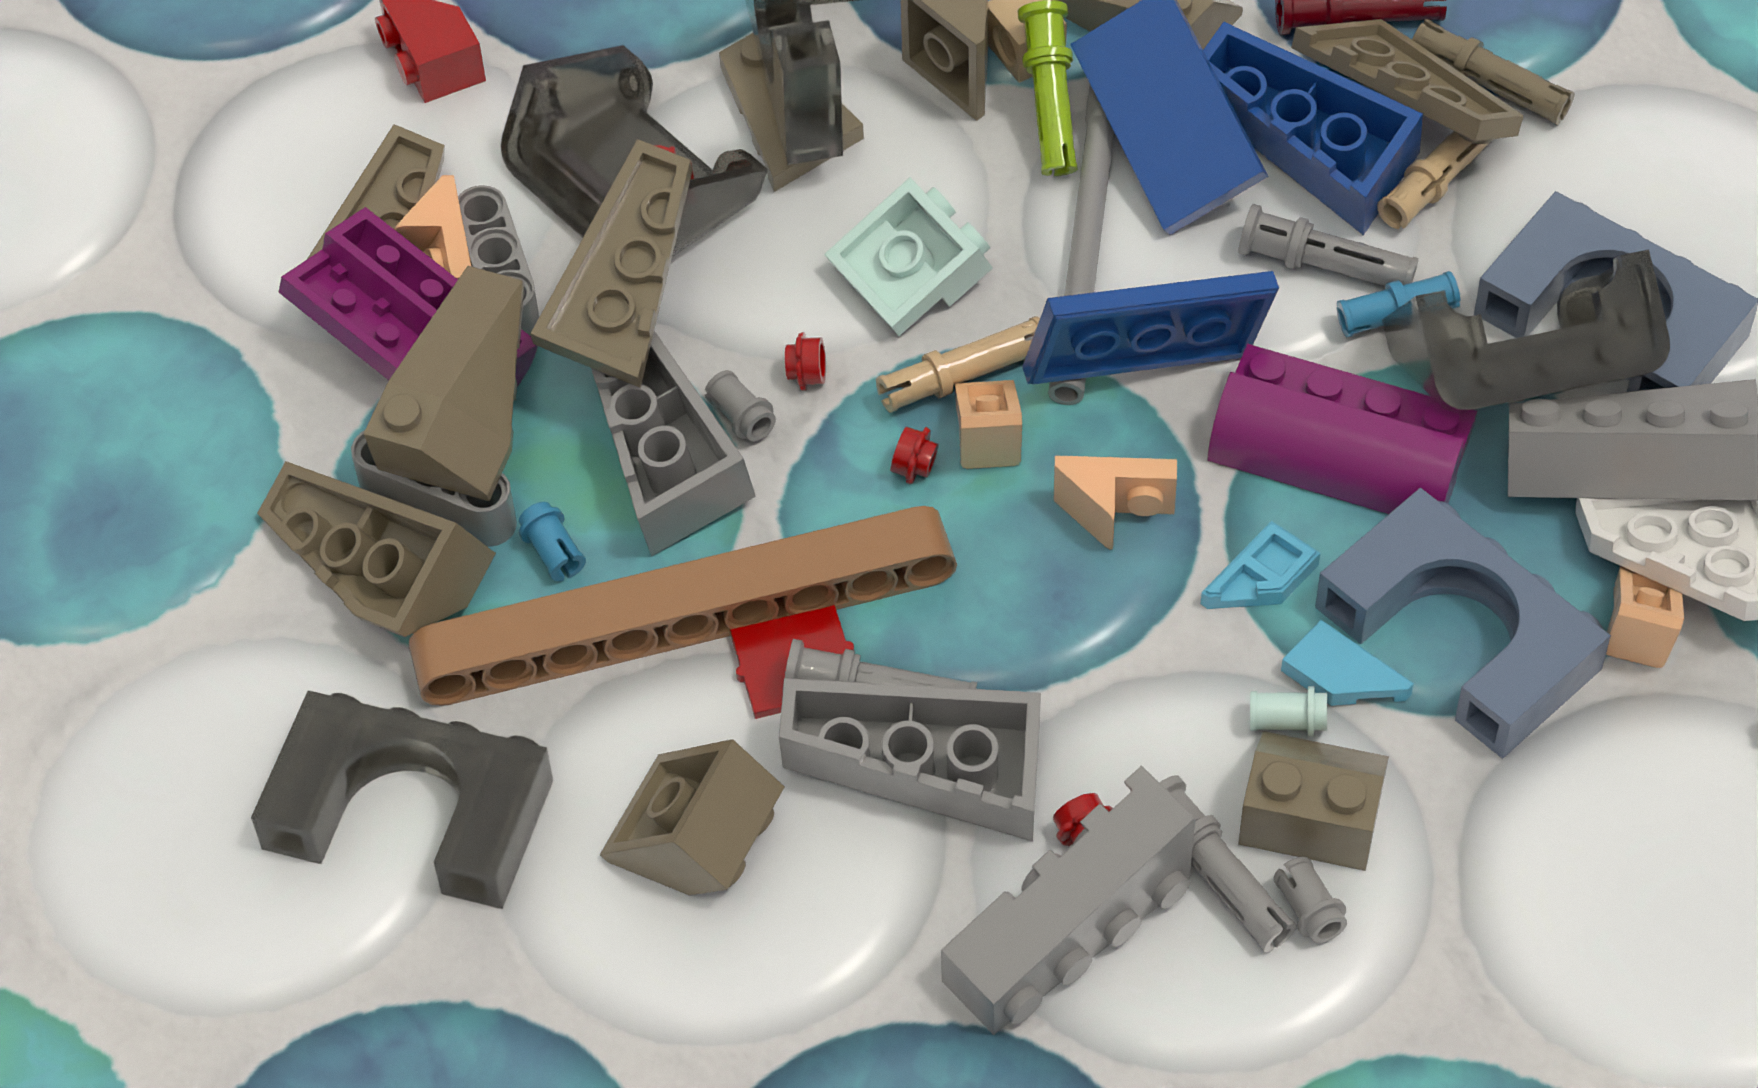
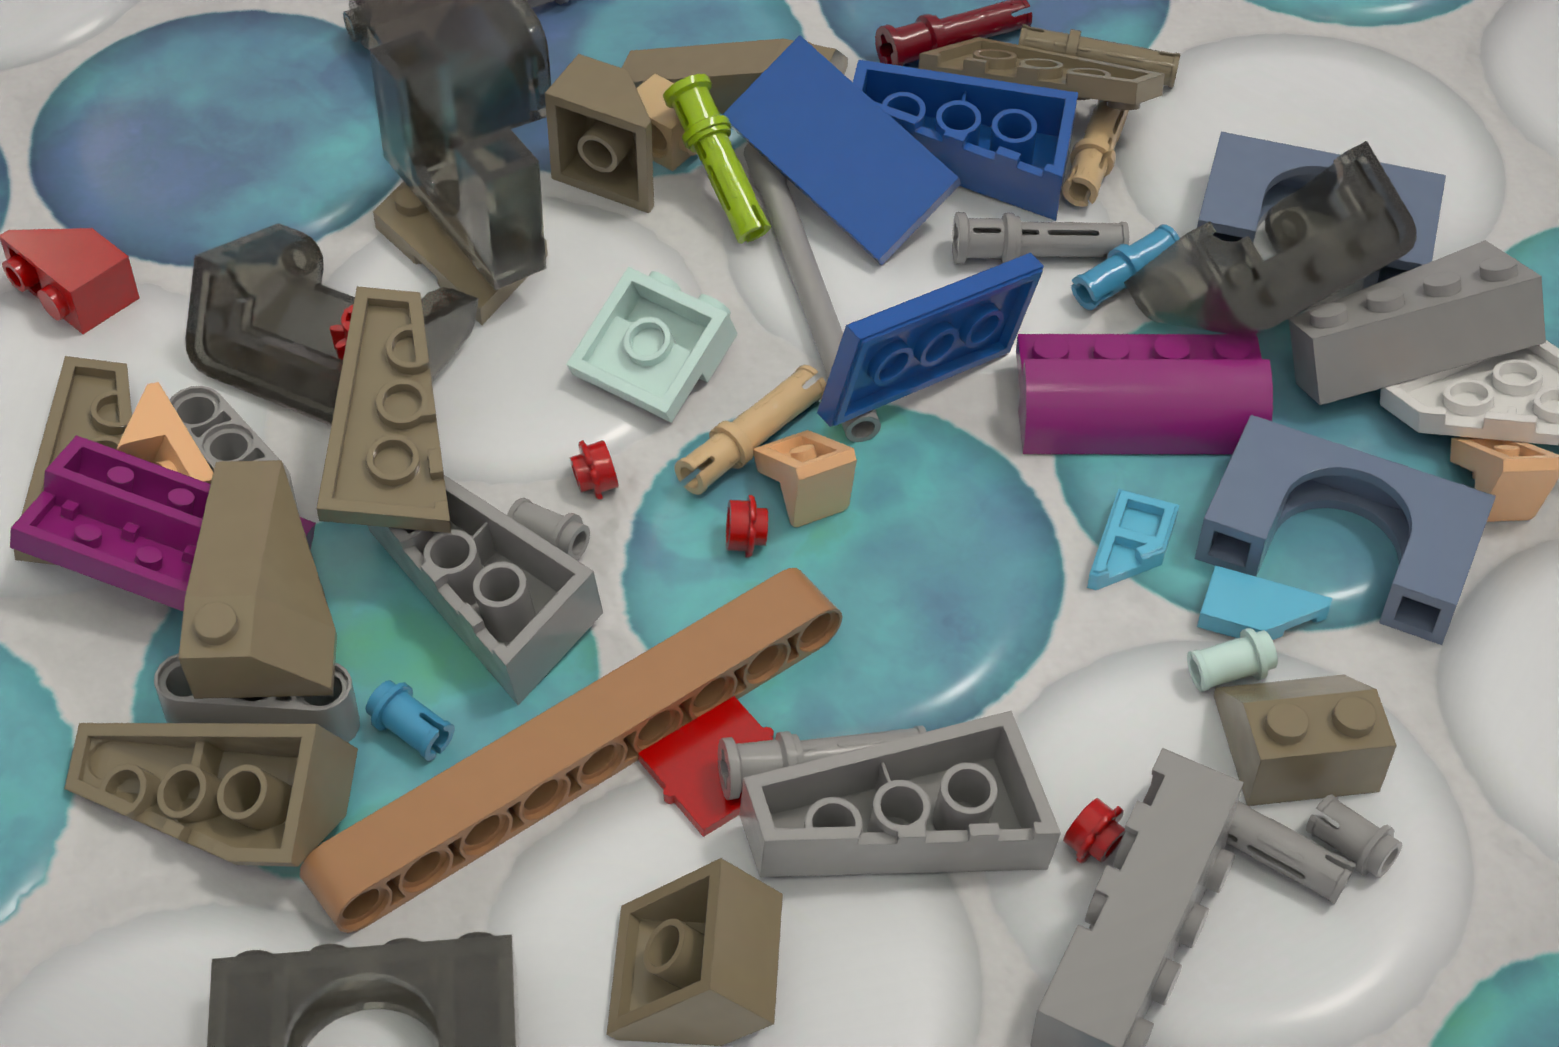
camera: 25 degrees left, 5 degrees down
(1101, 486) = (951, 504): light nougat slope -> none

